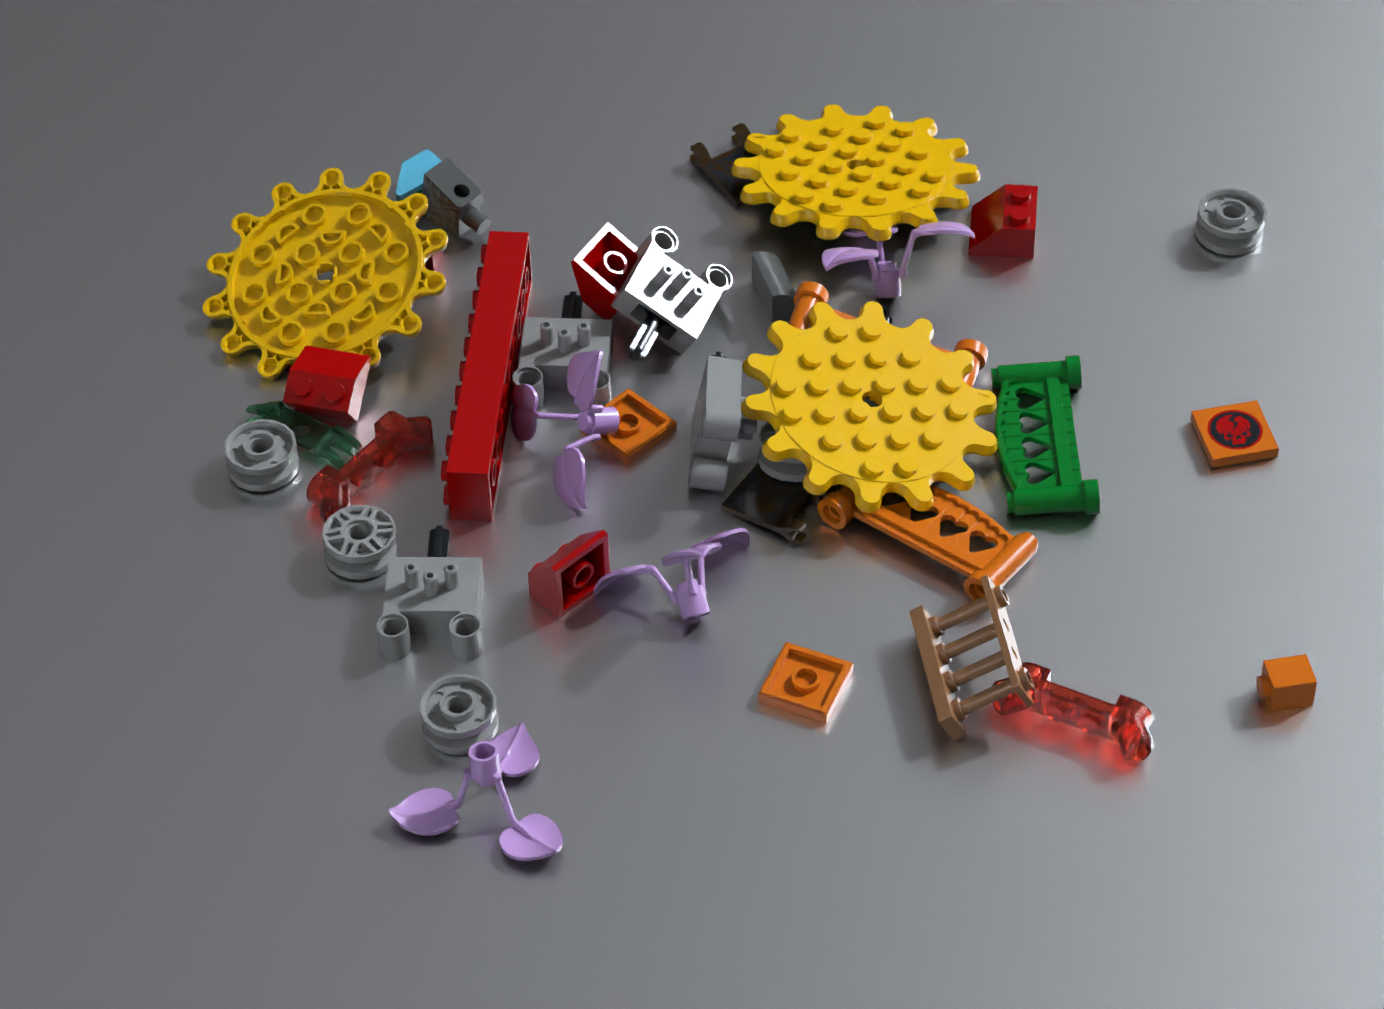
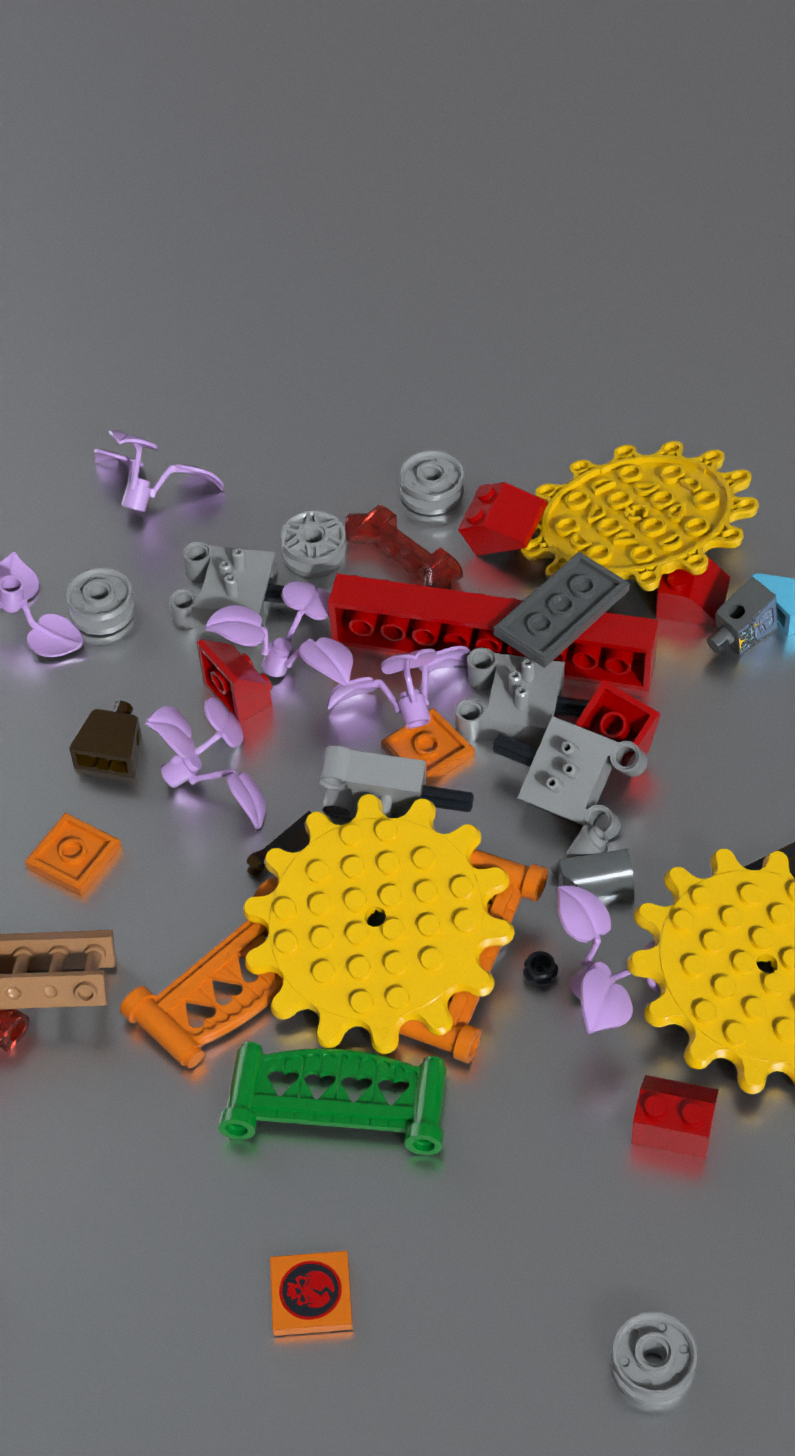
camera: 100 degrees right, 5 degrees up
(286, 702) = (137, 489): none -> lavender plant
(318, 439) = (448, 521): clear green piece -> none
(486, 293) = (561, 609): none -> dark grey tile
(530, 539) = (325, 655): none -> lavender plant
(660, 668) = (108, 742): none -> dark brown torso
(749, 286) = (588, 841): none -> light grey cone

